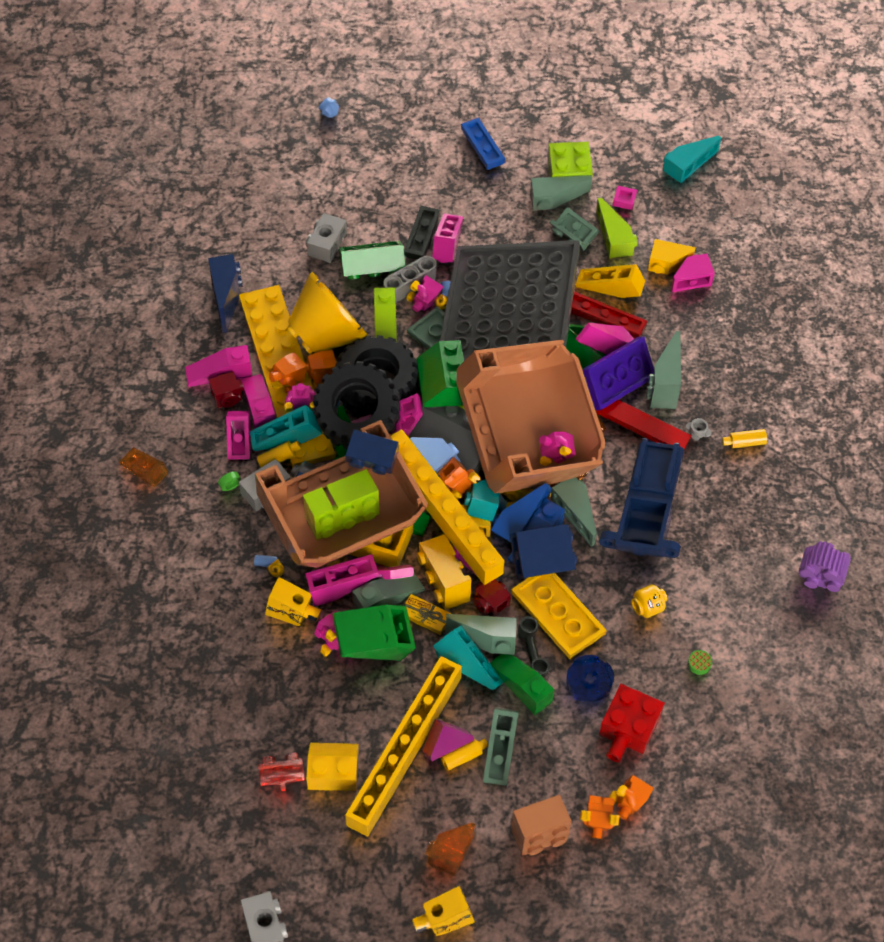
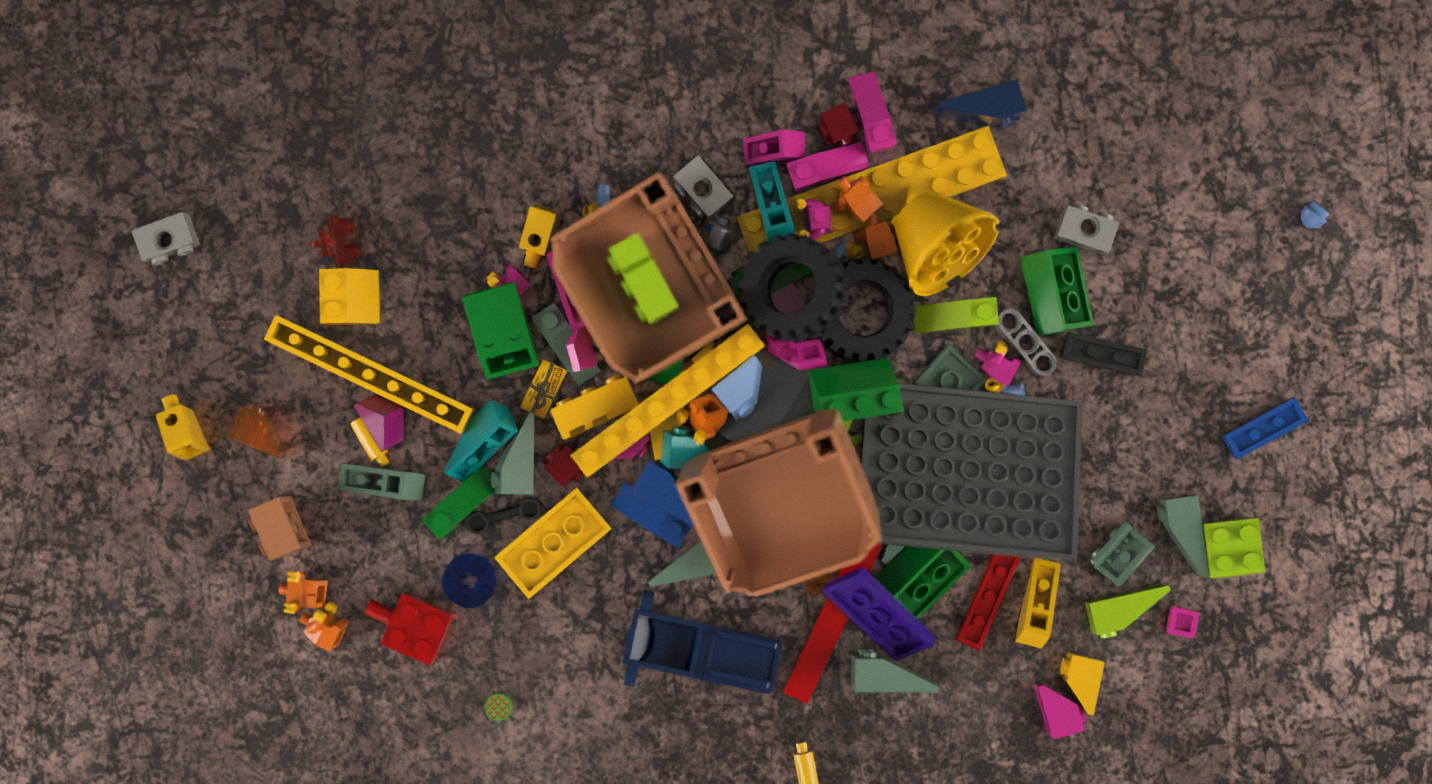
camera: 90 degrees right, 30 degrees up
(144, 466) = (726, 39): clear orange slope -> none
(229, 481) = (706, 144): bright green tile -> none
(279, 453) = (744, 198): yellow cylinder -> none
(372, 452) = (691, 310): dark blue brick -> none
(447, 238) = (1099, 388): dark pink slope -> none
(543, 551) = (619, 524): dark blue panel -> none
(556, 446) = (755, 537): dark pink piece -> none
(604, 337) = (932, 603): dark pink slope -> none
(649, 601) = (568, 649): yellow head -> none
(689, 157) = (1256, 708): teal slope -> none
(699, 424) = (817, 720): light grey plate -> none

